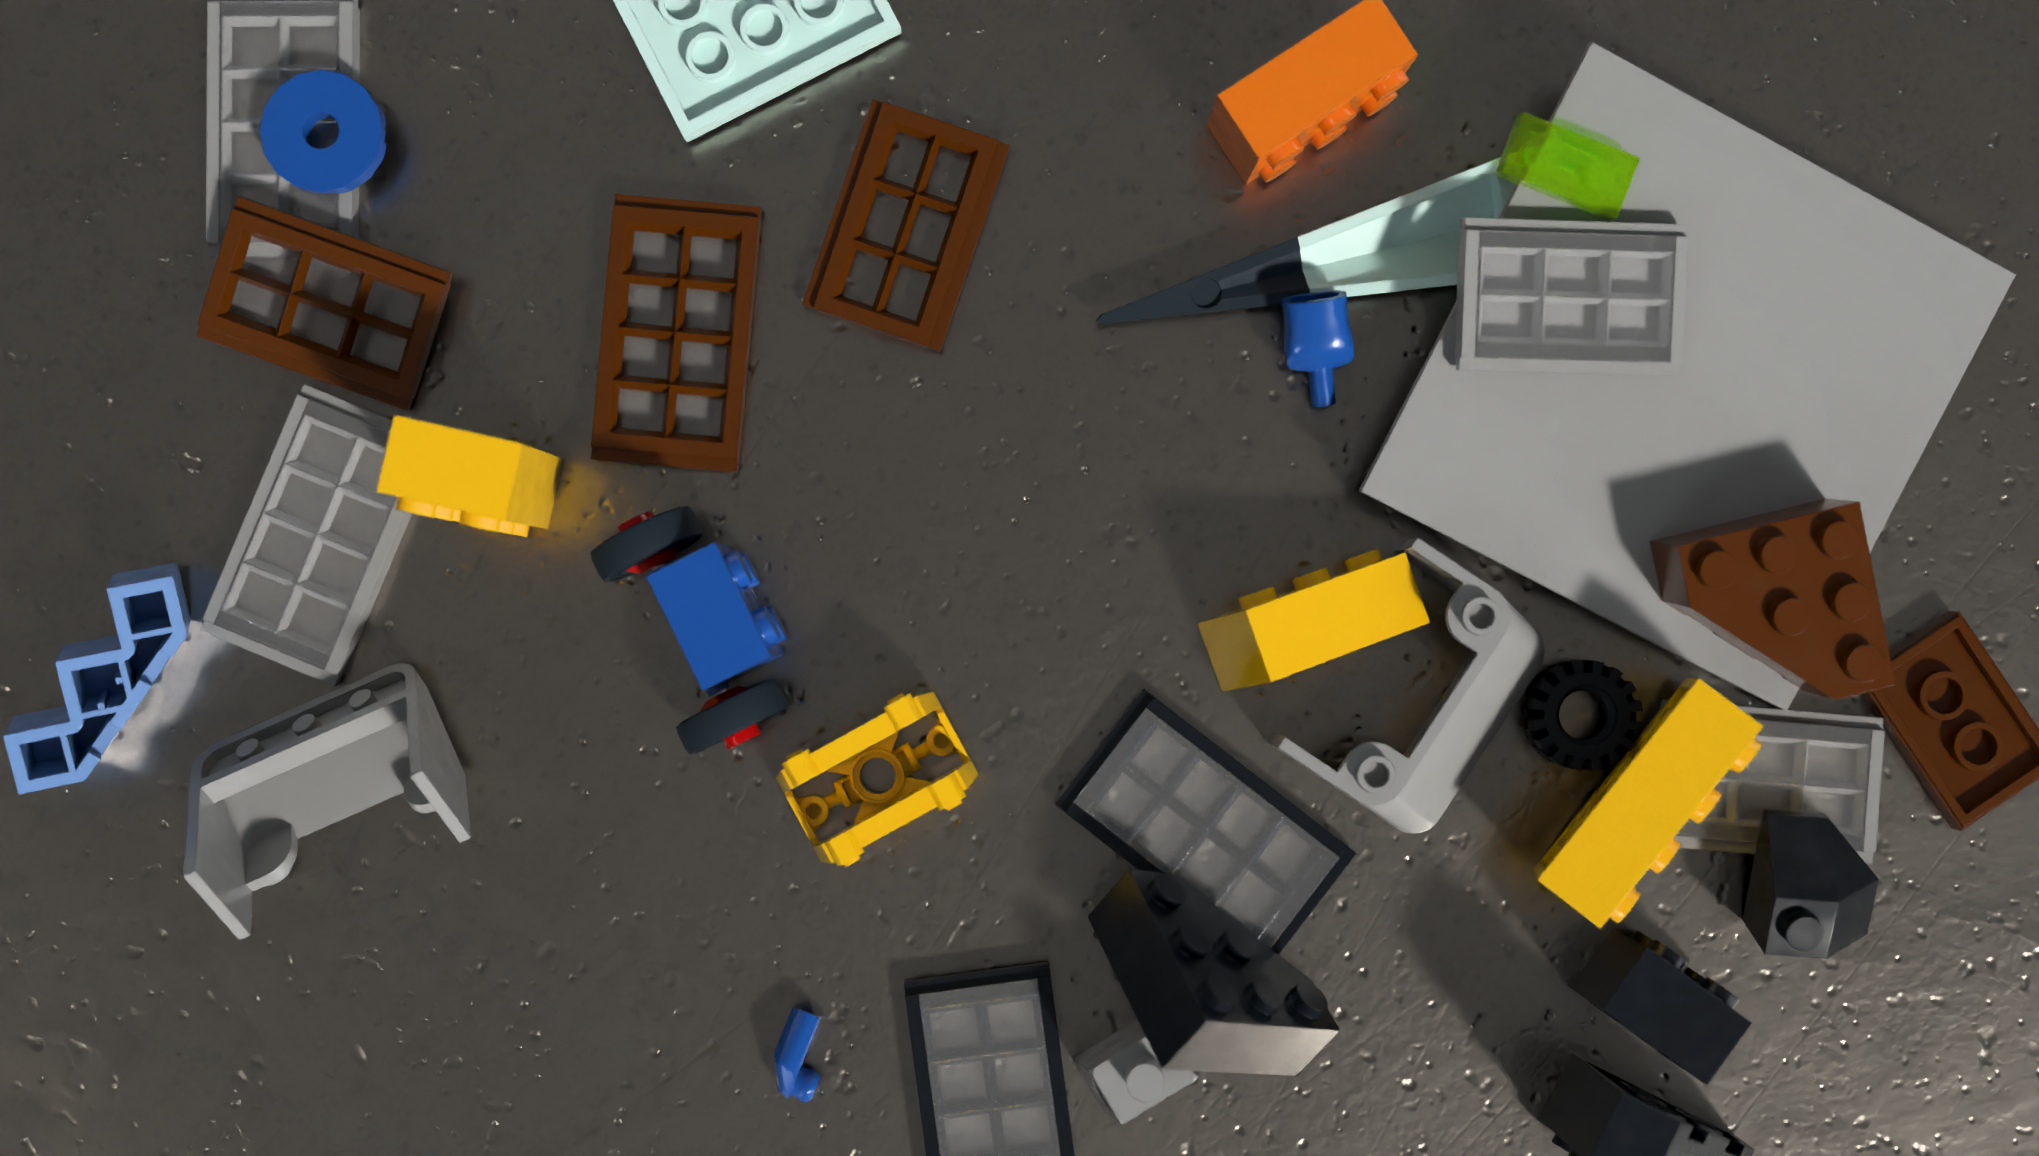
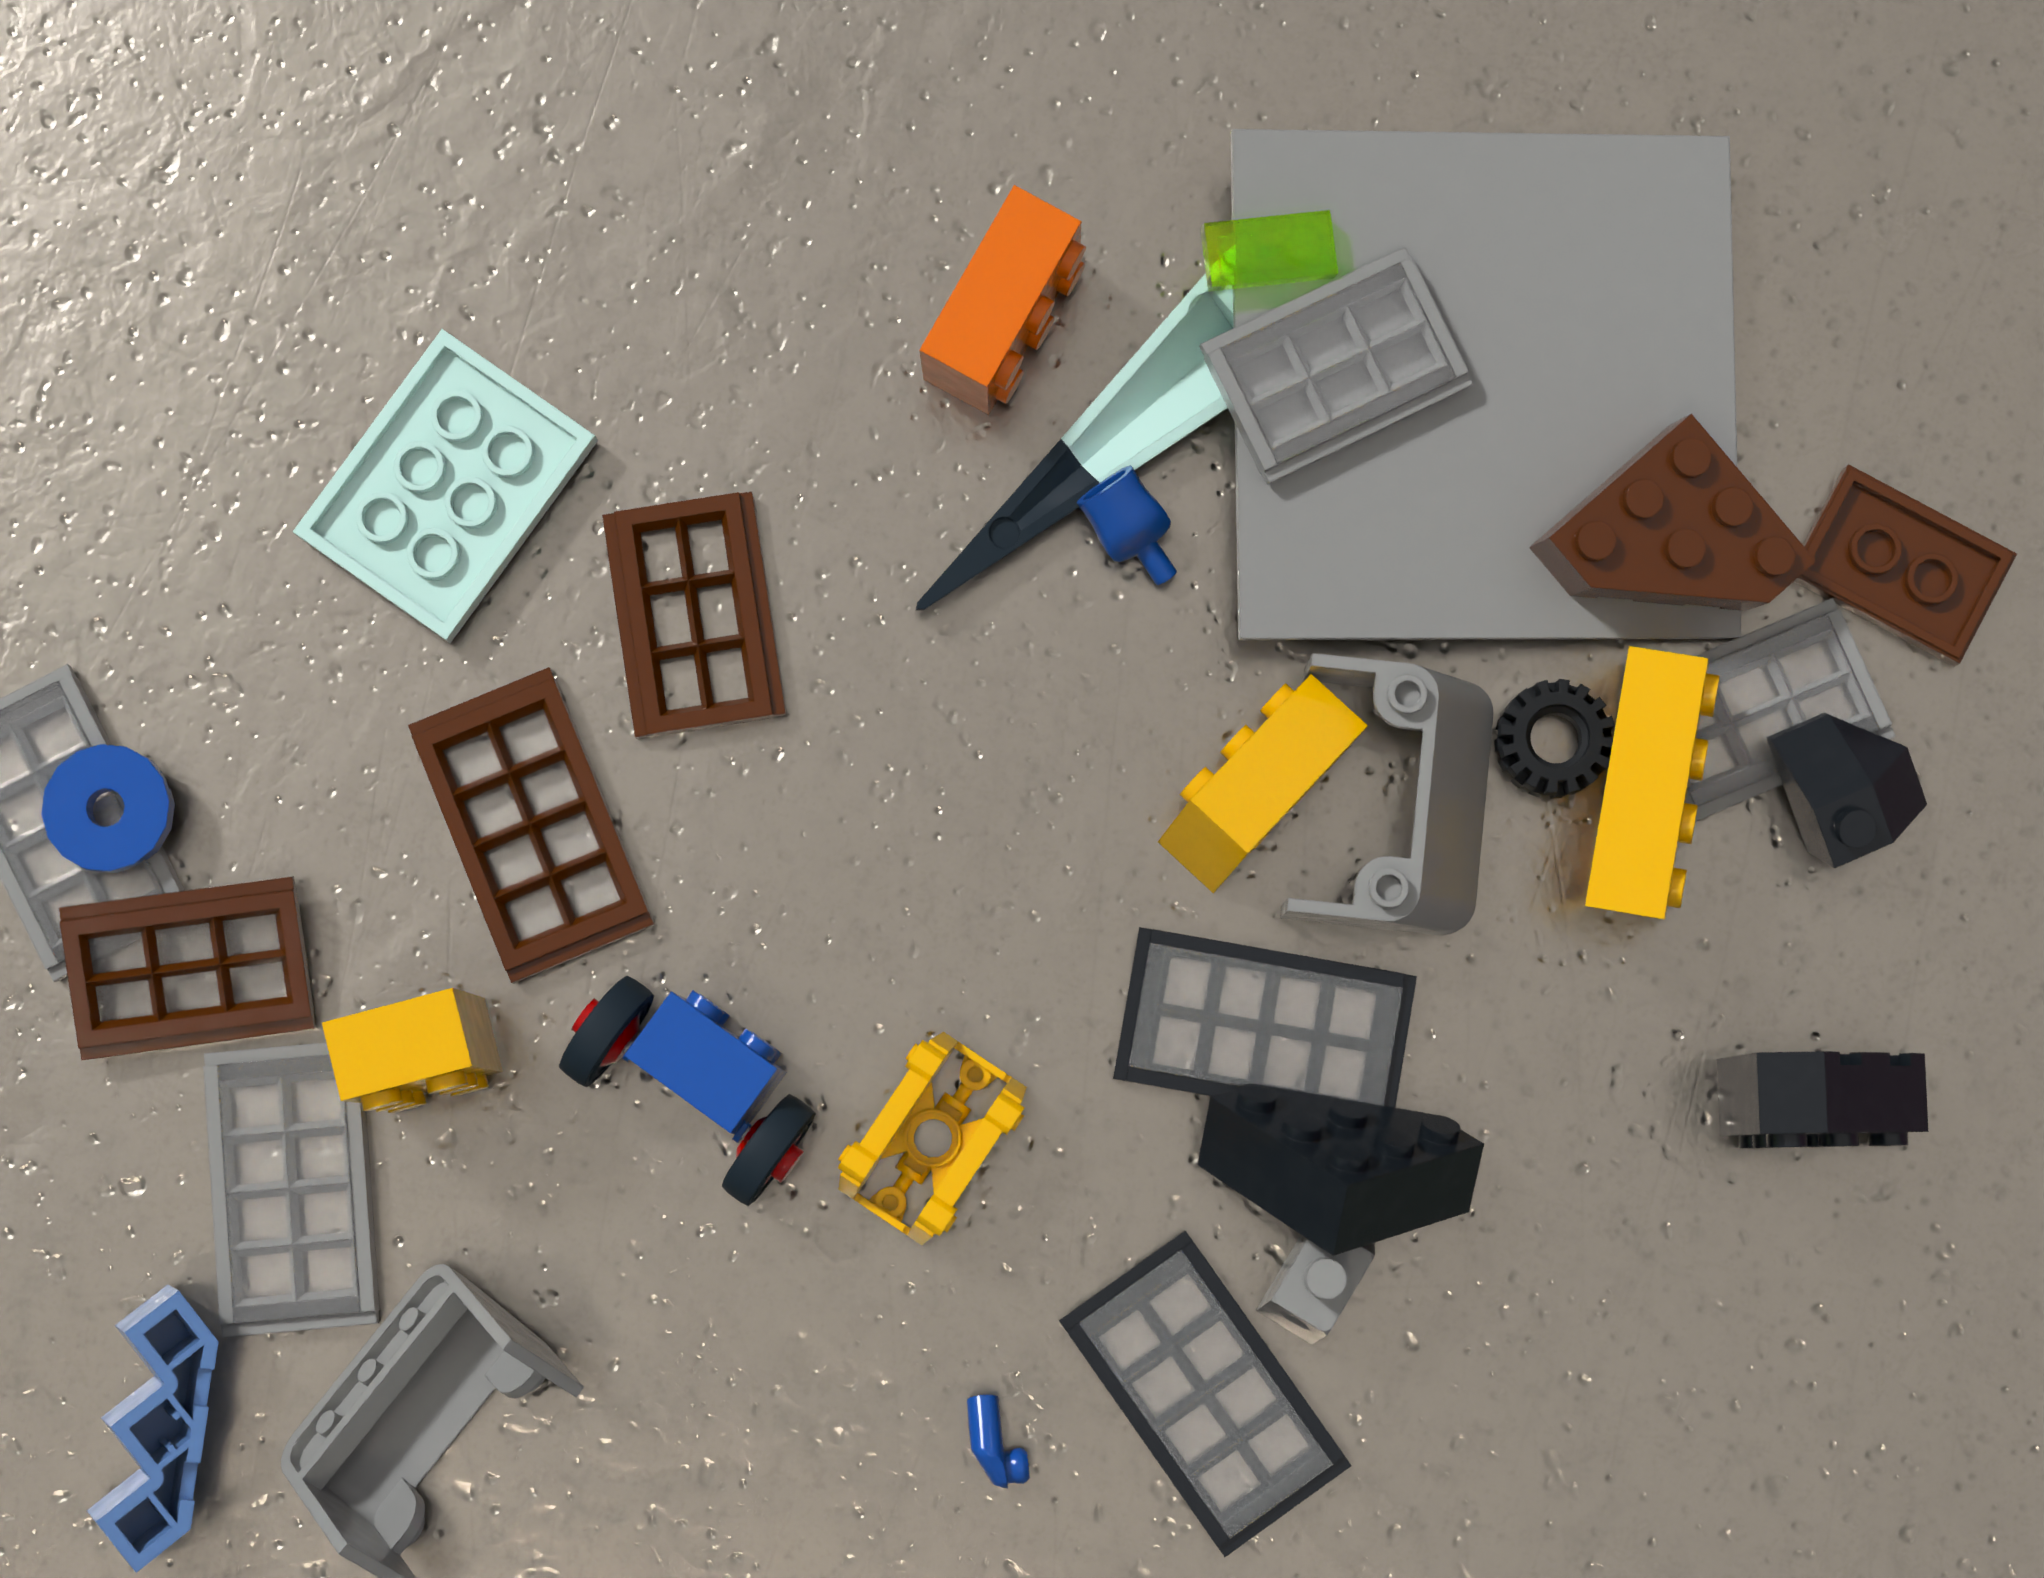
camera: 25 degrees left, 5 degrees down
(1668, 1009) = (1766, 964): black brick -> none

